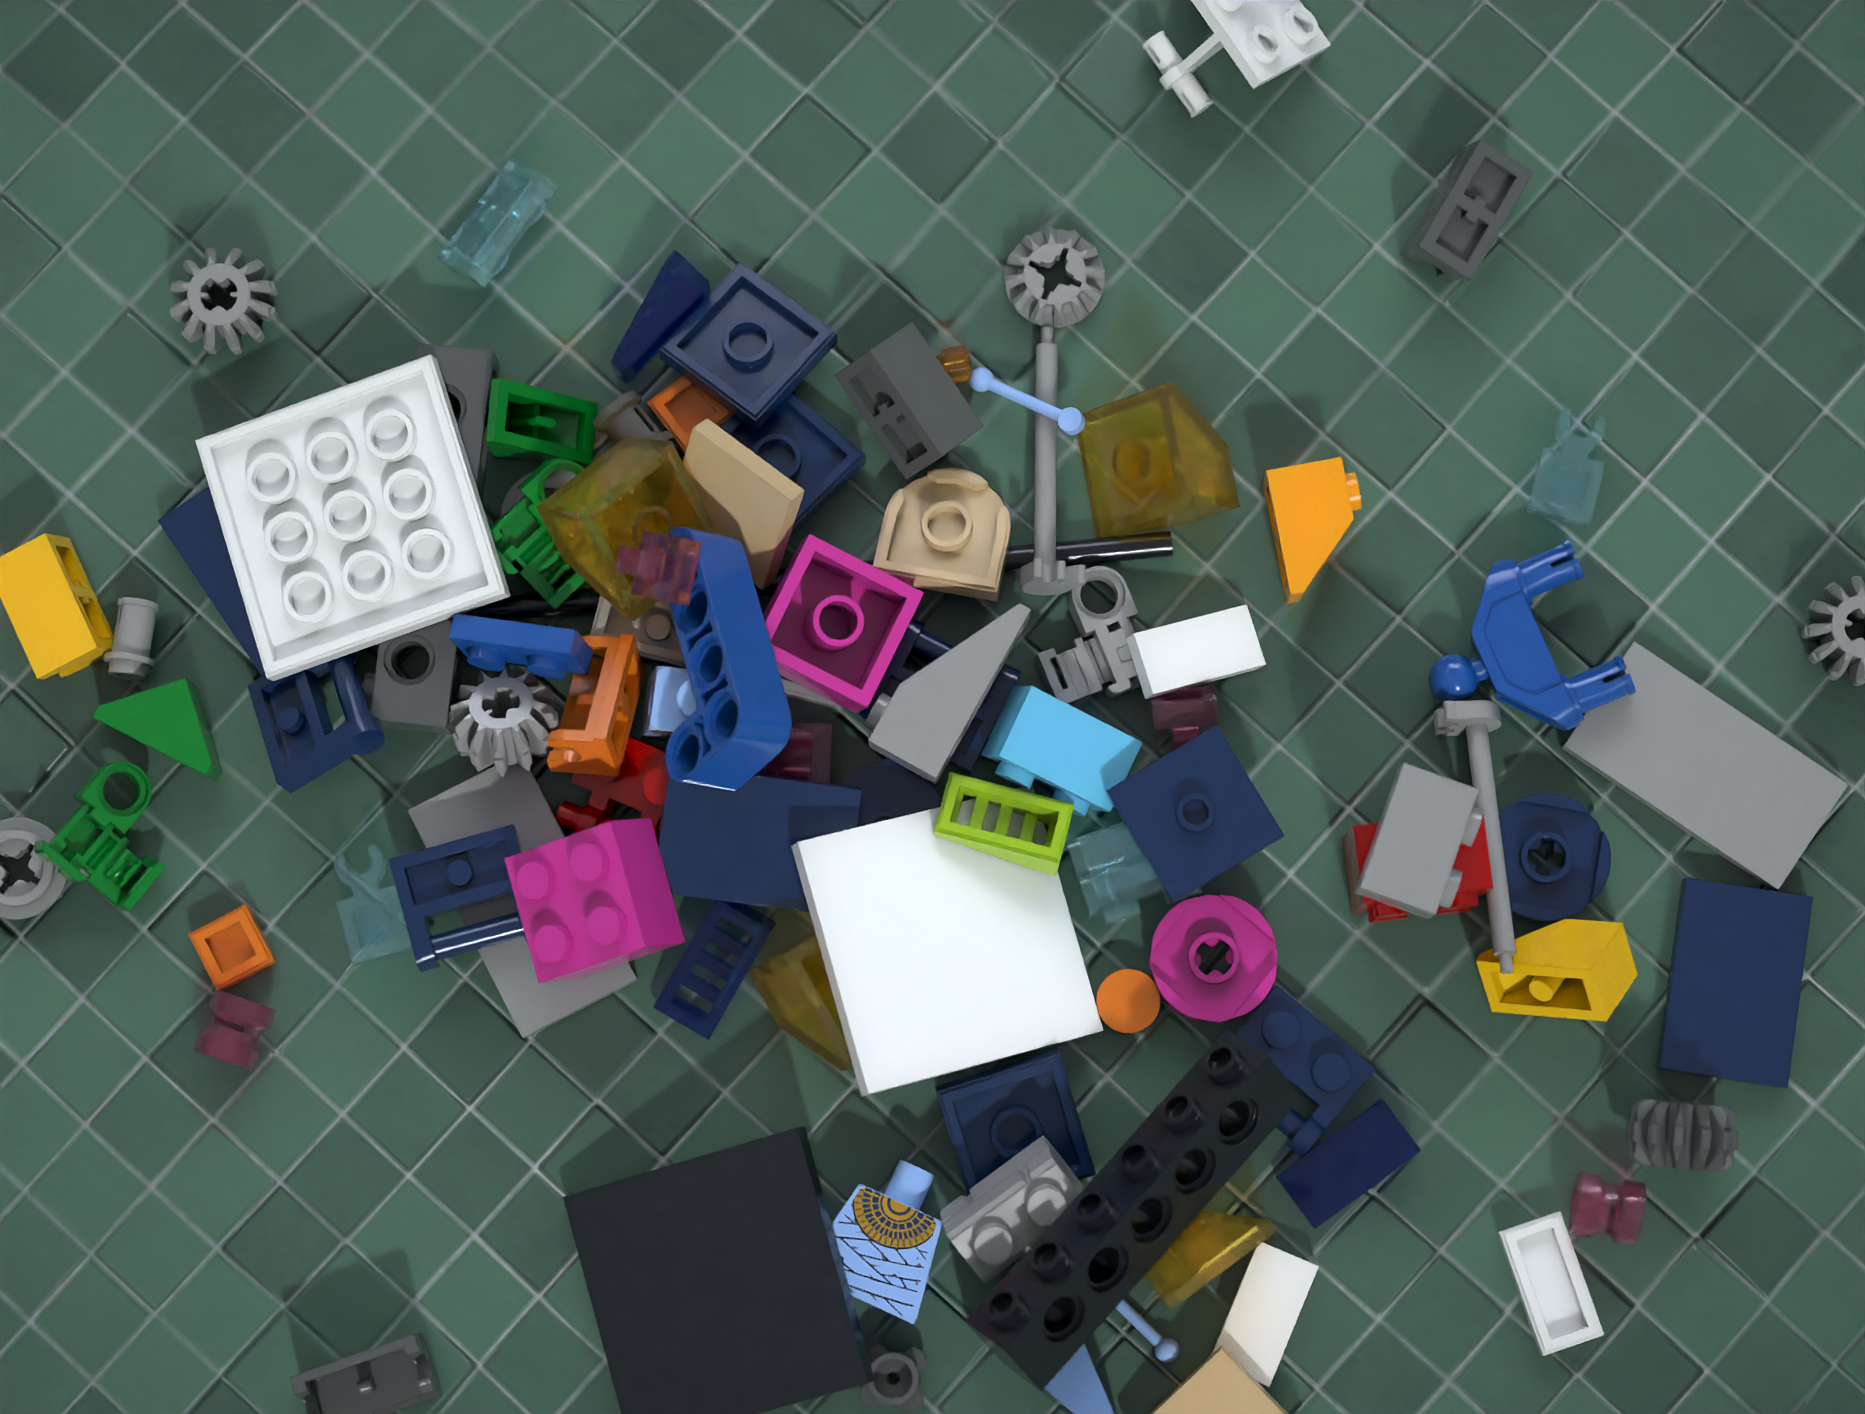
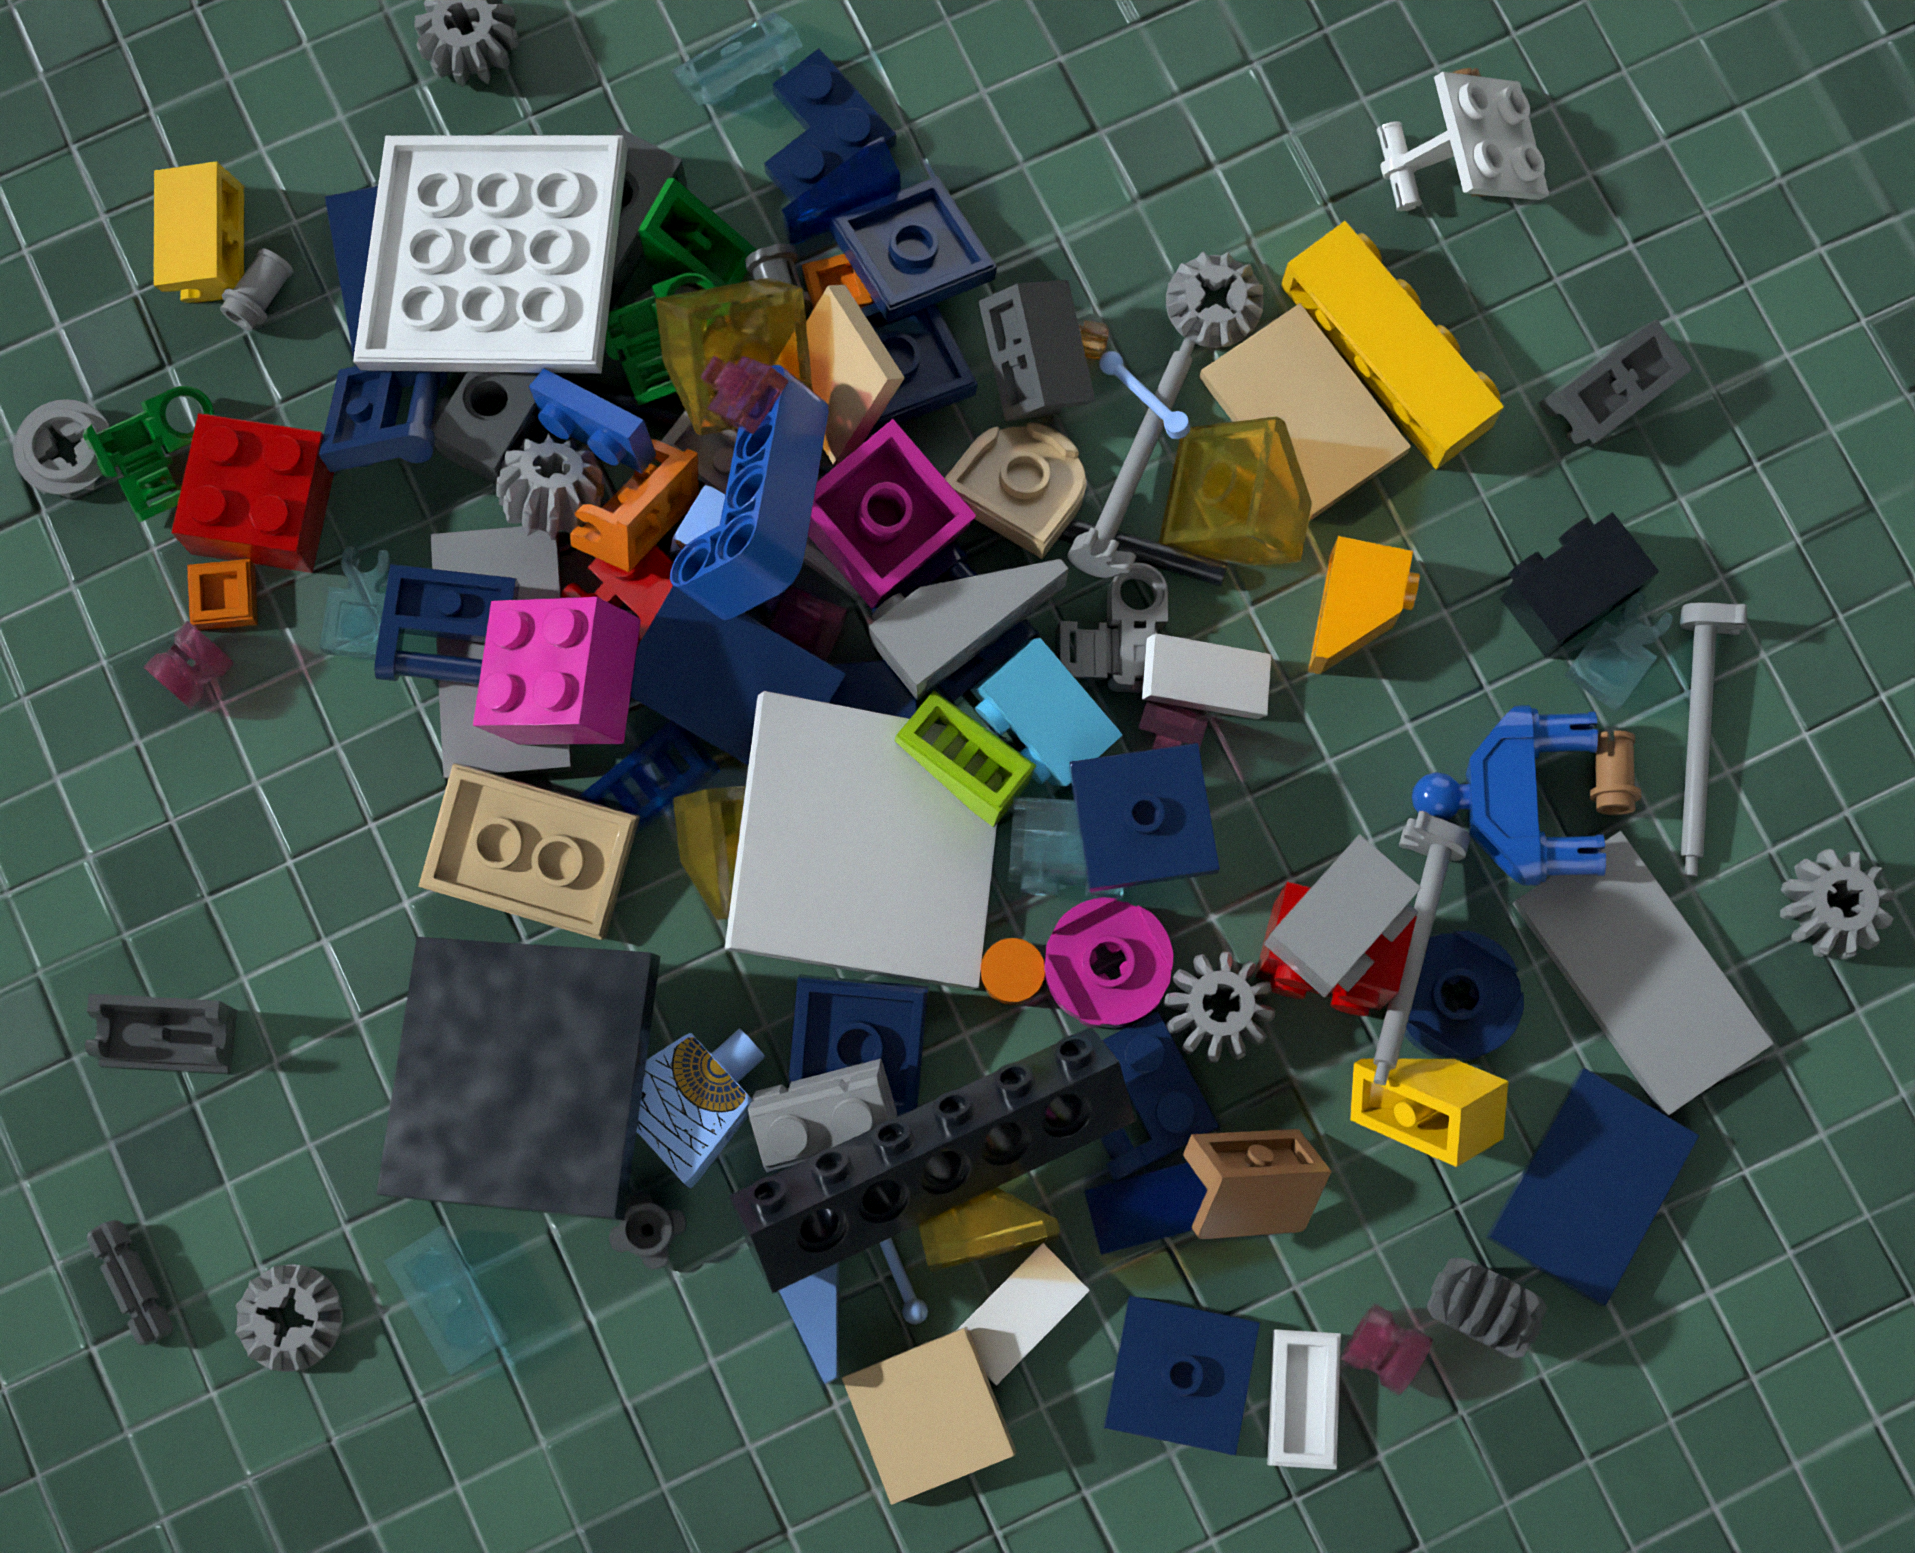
camera: 20 degrees right, 5 degrees down
(167, 721) = (252, 367): green slope -> none
(224, 840) = (253, 493): none -> red brick
(625, 252) = (835, 123): none -> dark blue plate
(633, 1074) = (529, 851): none -> tan tile
(1170, 331) = (1329, 413): none -> tan tile
(1240, 256) = (1393, 344): none -> yellow brick
(1349, 972) = (1202, 991): none -> light grey gear
(1430, 1106) = (1255, 1182): none -> medium nougat panel
(1432, 1308) = (1181, 1375): none -> dark blue plate
(1505, 421) = (1578, 583): none -> black brick
(1609, 589) = (1615, 776): none -> medium nougat pin
(1638, 410) = (1706, 622): none -> light grey piece

